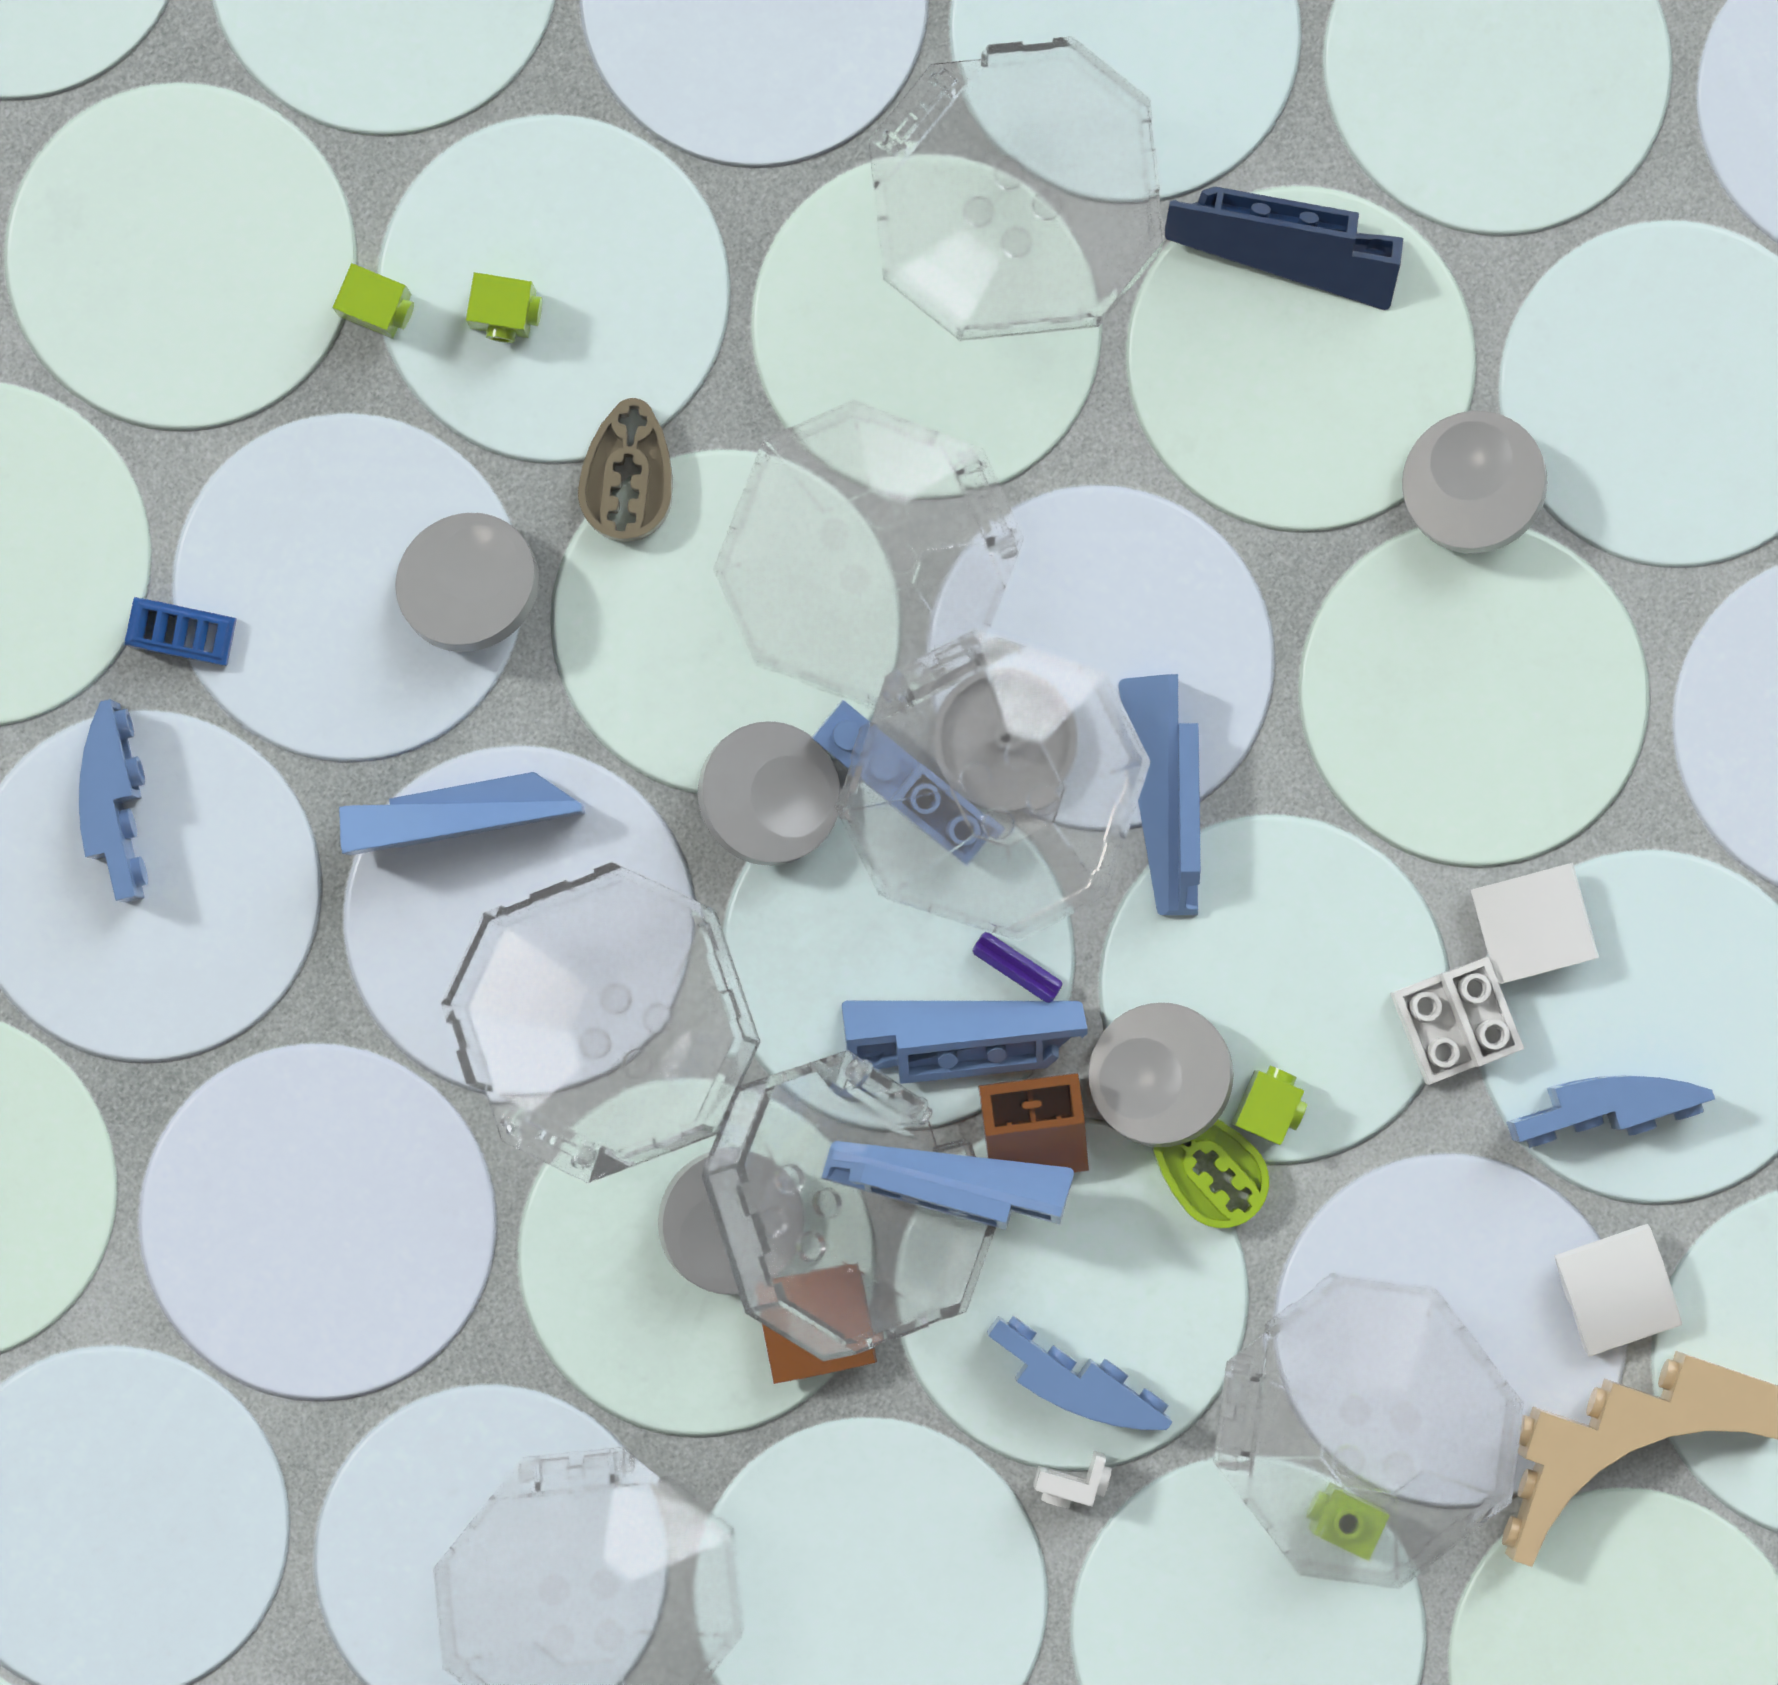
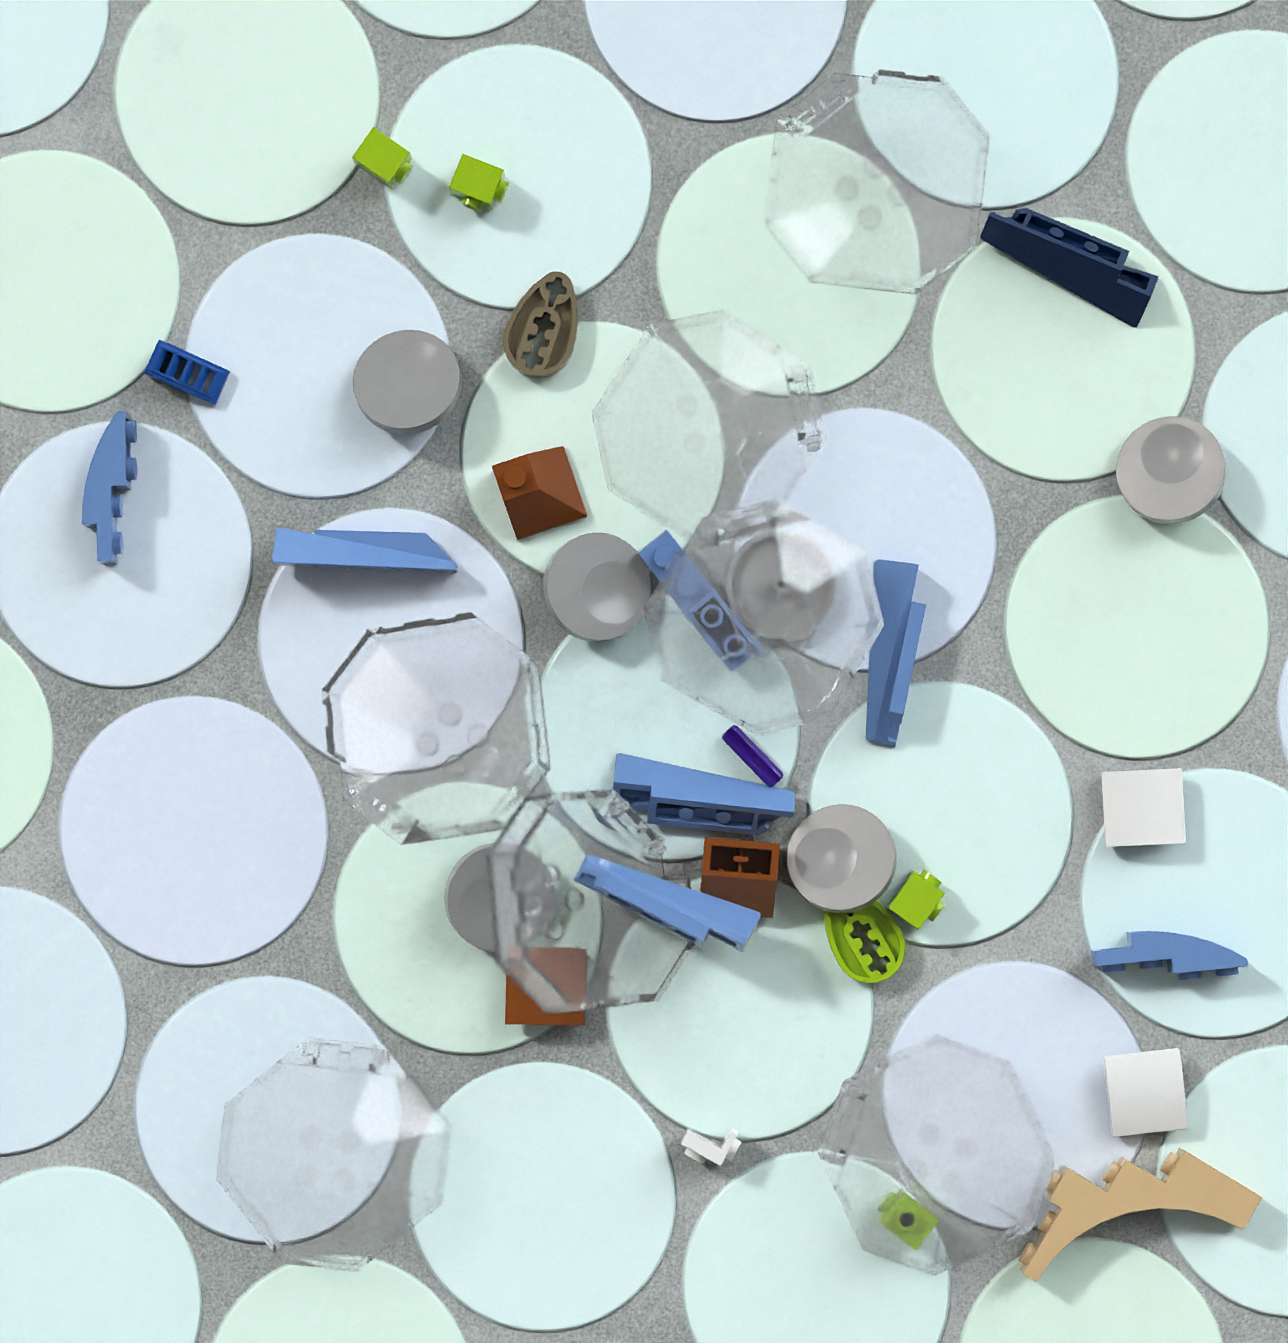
camera: 15 degrees right, 0 degrees up
(668, 686) = (539, 491): none -> dark orange slope
(1093, 1393) = (739, 1083): medium blue slope -> none
(1457, 1020) = (1070, 867): white slope -> none

